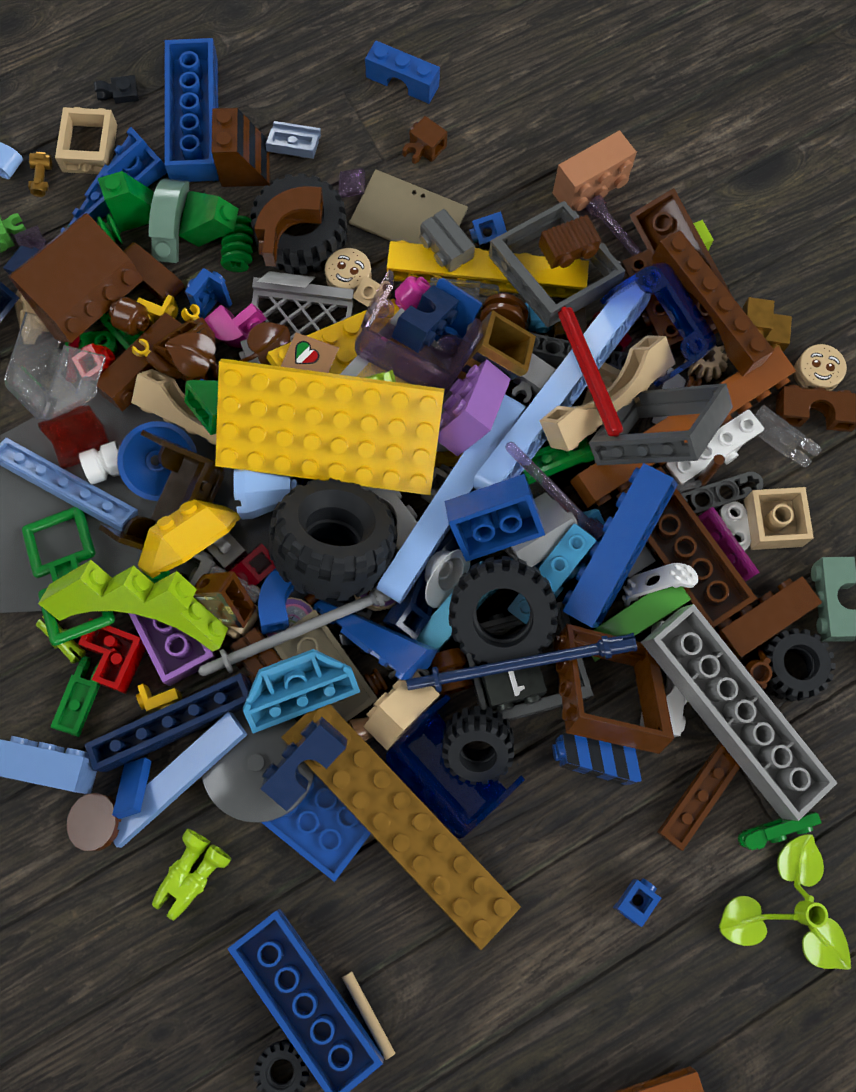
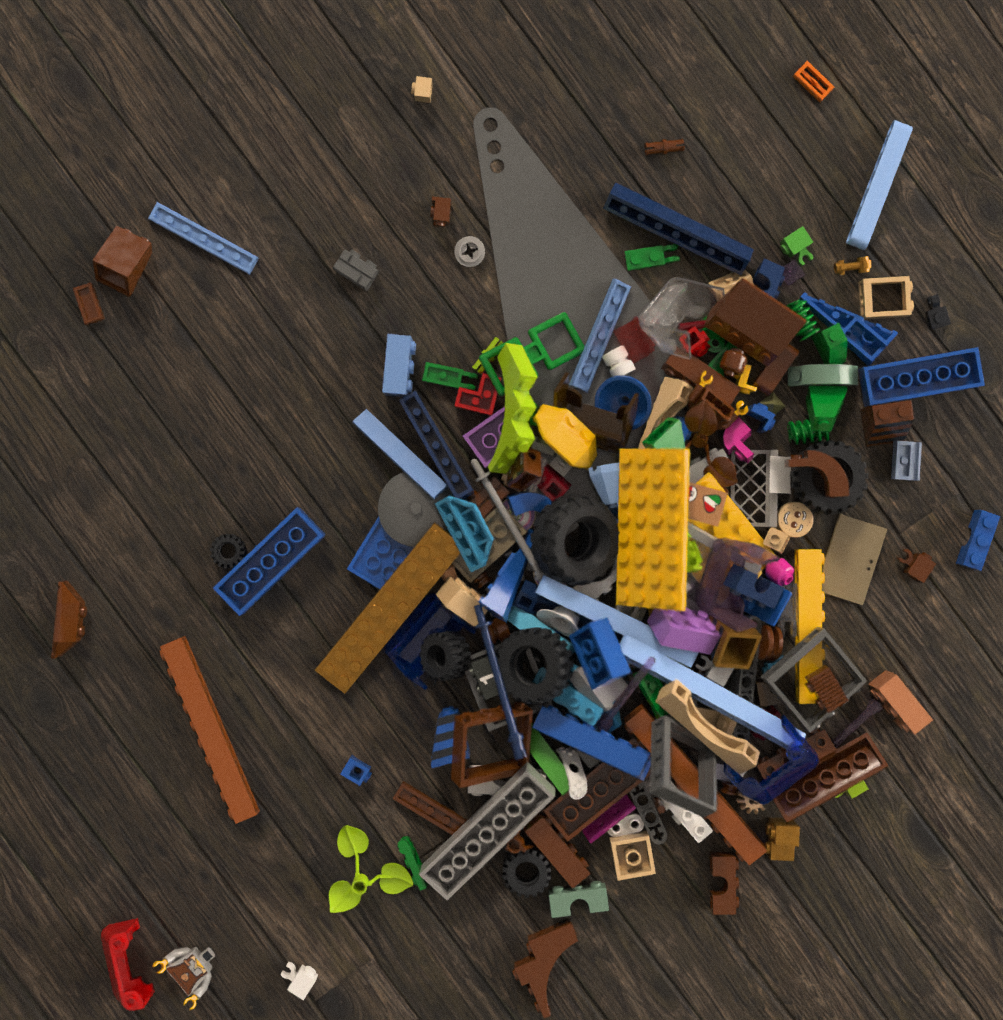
camera: 85 degrees right, 15 degrees up
(92, 823) = (367, 403): tile -> none
(132, 788) = (391, 425): blue tile -> none
(156, 702) = (451, 436): yellow bracket -> none
(188, 885) = (334, 469): lime piece -> none
(319, 743) = (431, 549): dark blue arch -> none
(351, 182) = (873, 512): clear purple tile -> none
(368, 1015) = (267, 601): tan bar -> none
(446, 240) = (823, 593): dark grey brick -> none
(493, 222) = (842, 631): blue brick -> none
(590, 372) = (720, 712): red axle -> none
(741, 338) = (767, 820): reddish brown arch -> none
(785, 437) = (697, 859): clear hinge -> none
(820, 367) = (756, 883): tan head -> none

